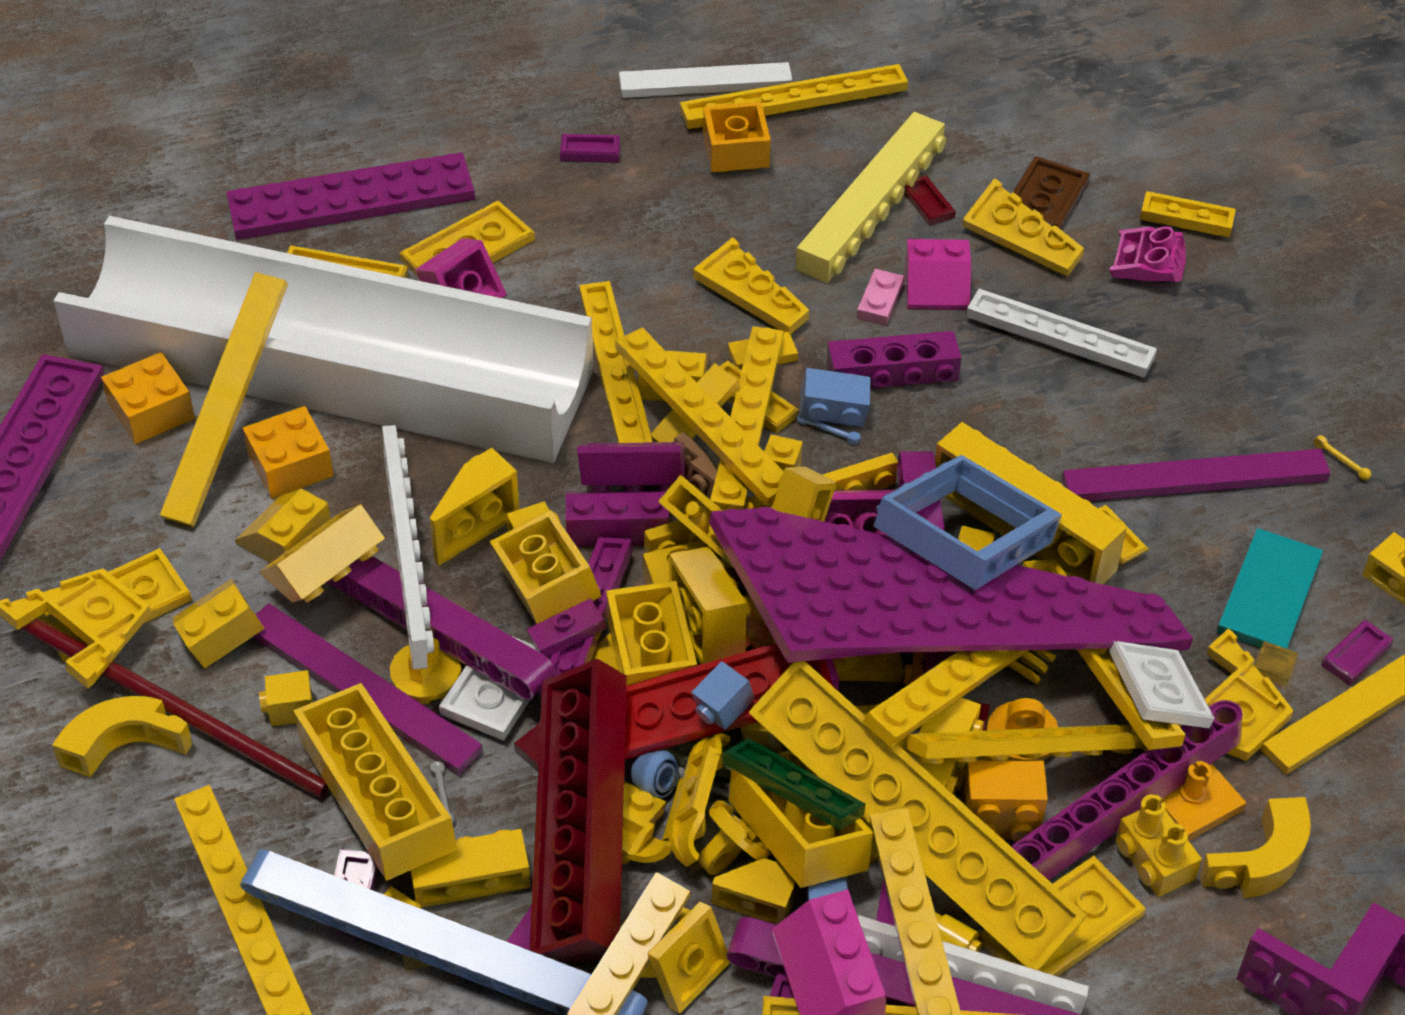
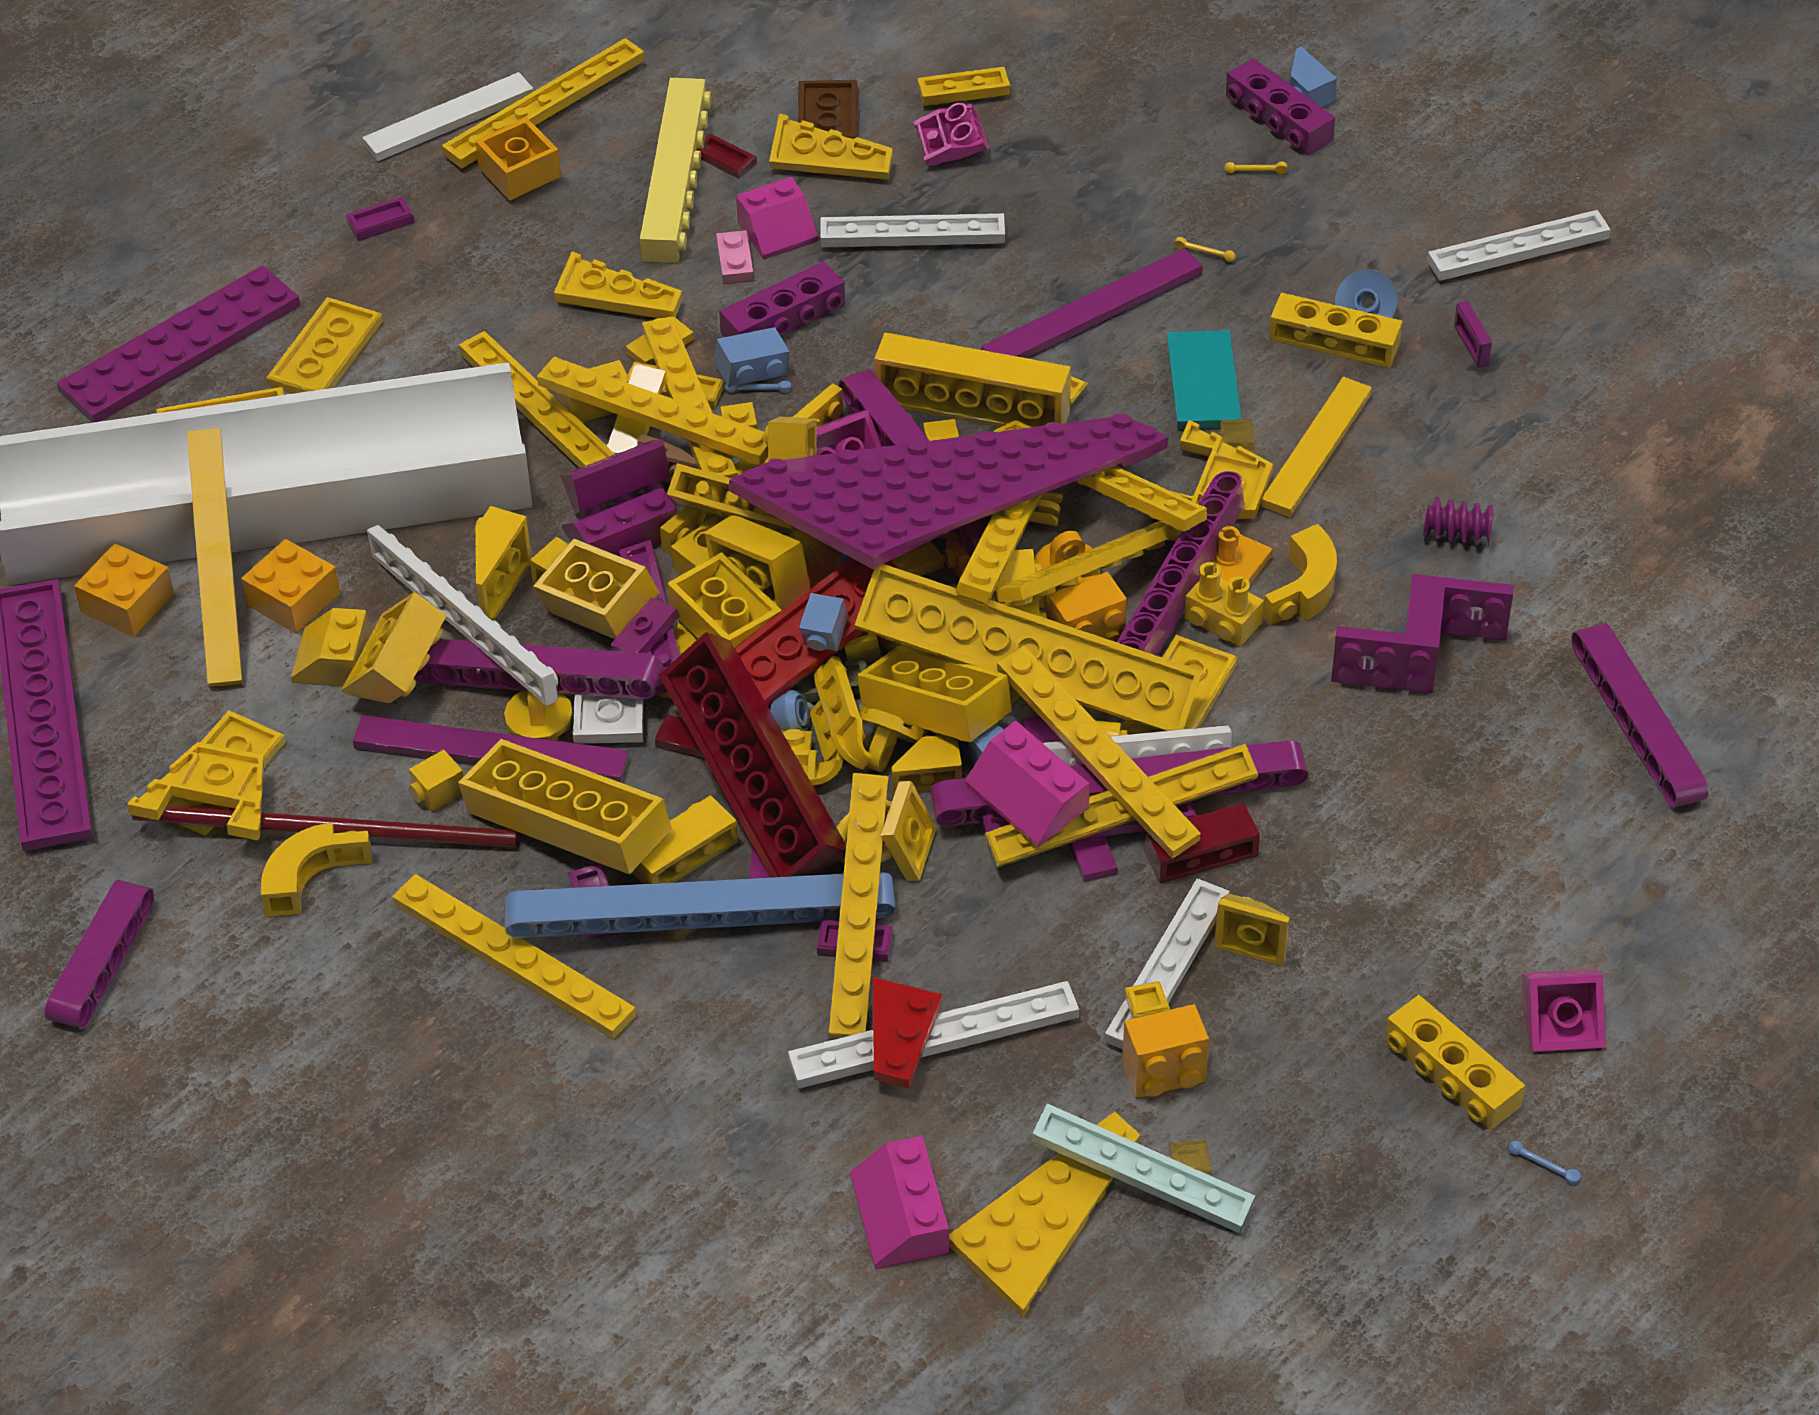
camera: 25 degrees left, 0 degrees up
(217, 623) = (330, 745): yellow slope -> none
(465, 268) = (344, 363): dark pink slope -> none
(794, 784) = (919, 666): dark green tile -> none
(1033, 521) = (943, 382): medium blue window -> none
(1161, 685) = (1165, 479): white tile -> none
(1357, 652) = (1297, 401): magenta tile -> none

